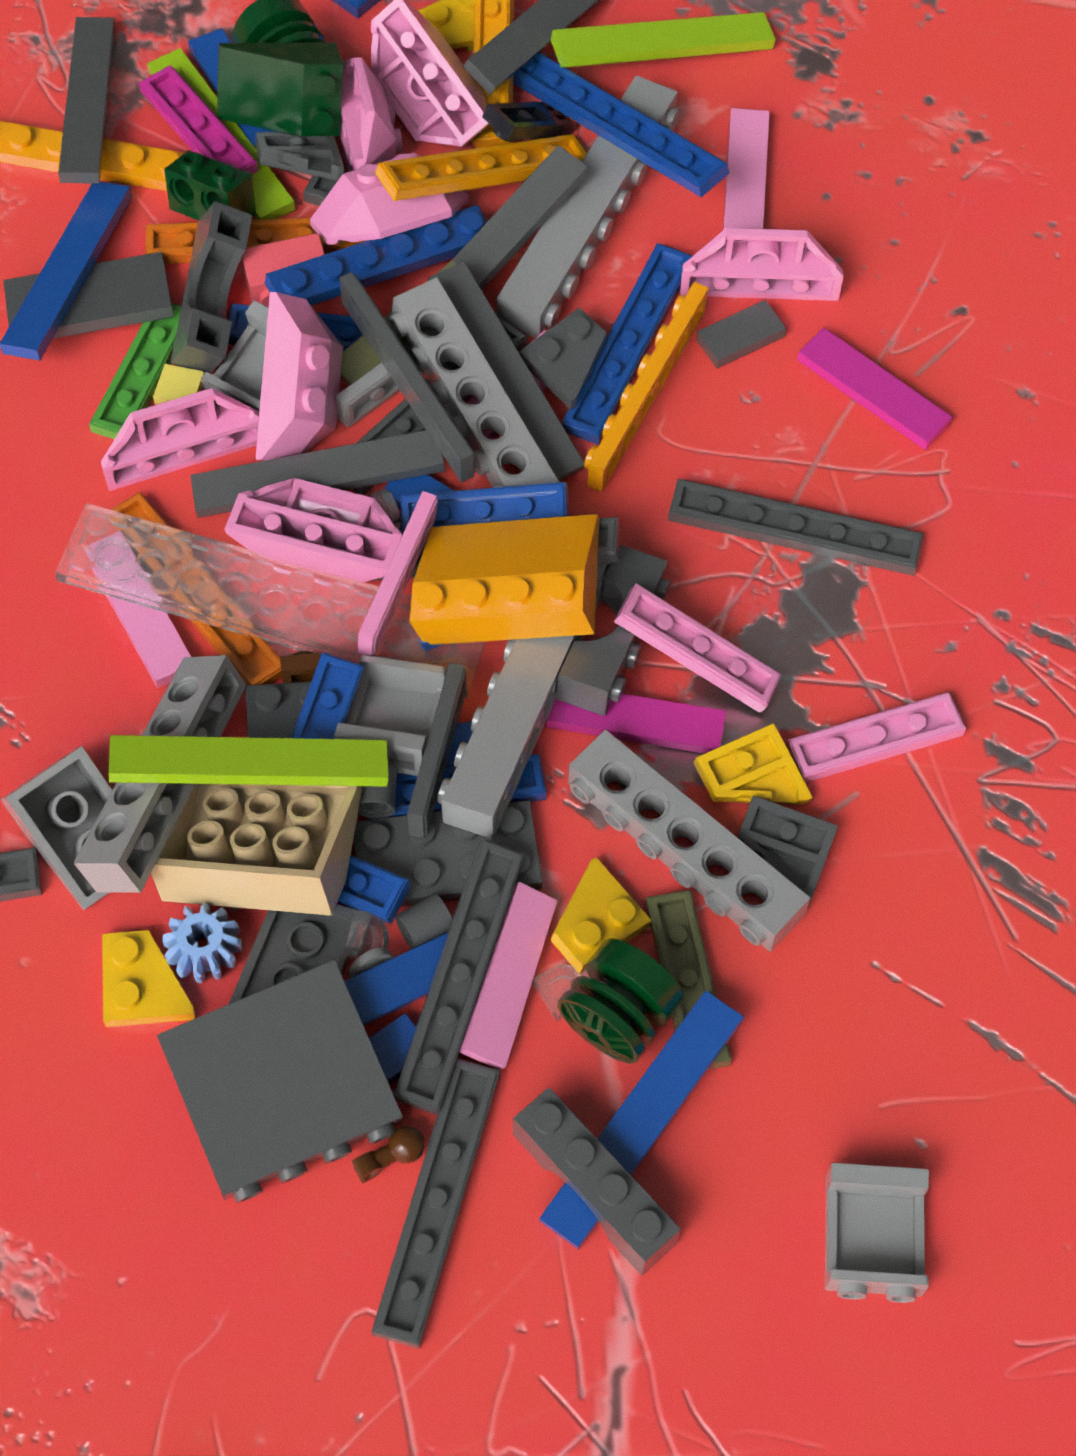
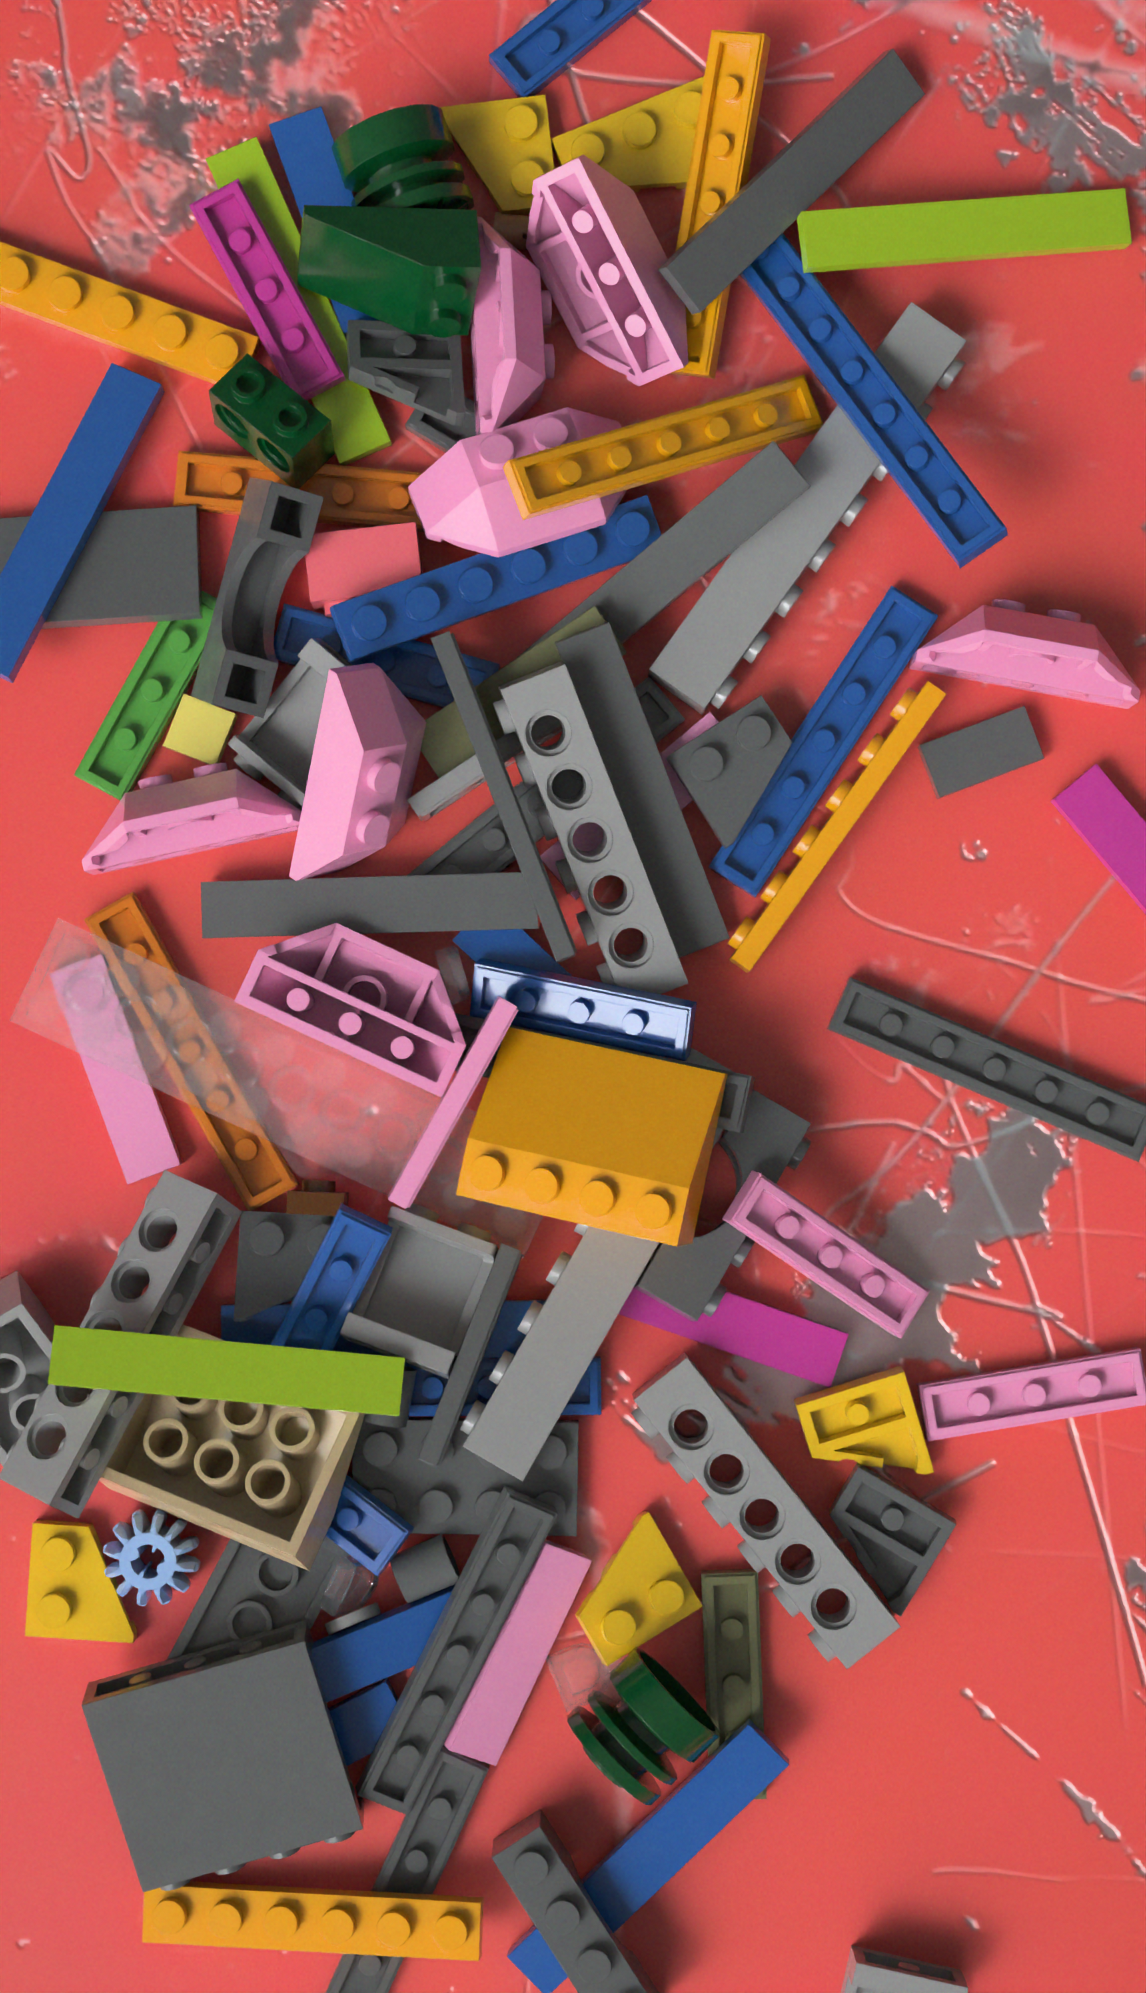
camera: 15 degrees right, 25 degrees up
(87, 100) = (113, 222): dark grey tile -> none
(349, 31) = (504, 146): none -> yellow wing
(369, 1209) = (316, 1920): none -> light orange plate
(403, 1146) = (362, 1849): reddish brown arm -> none
(527, 121) = (736, 362): black hinge -> none
(746, 169) = (1041, 477): bright pink tile -> none

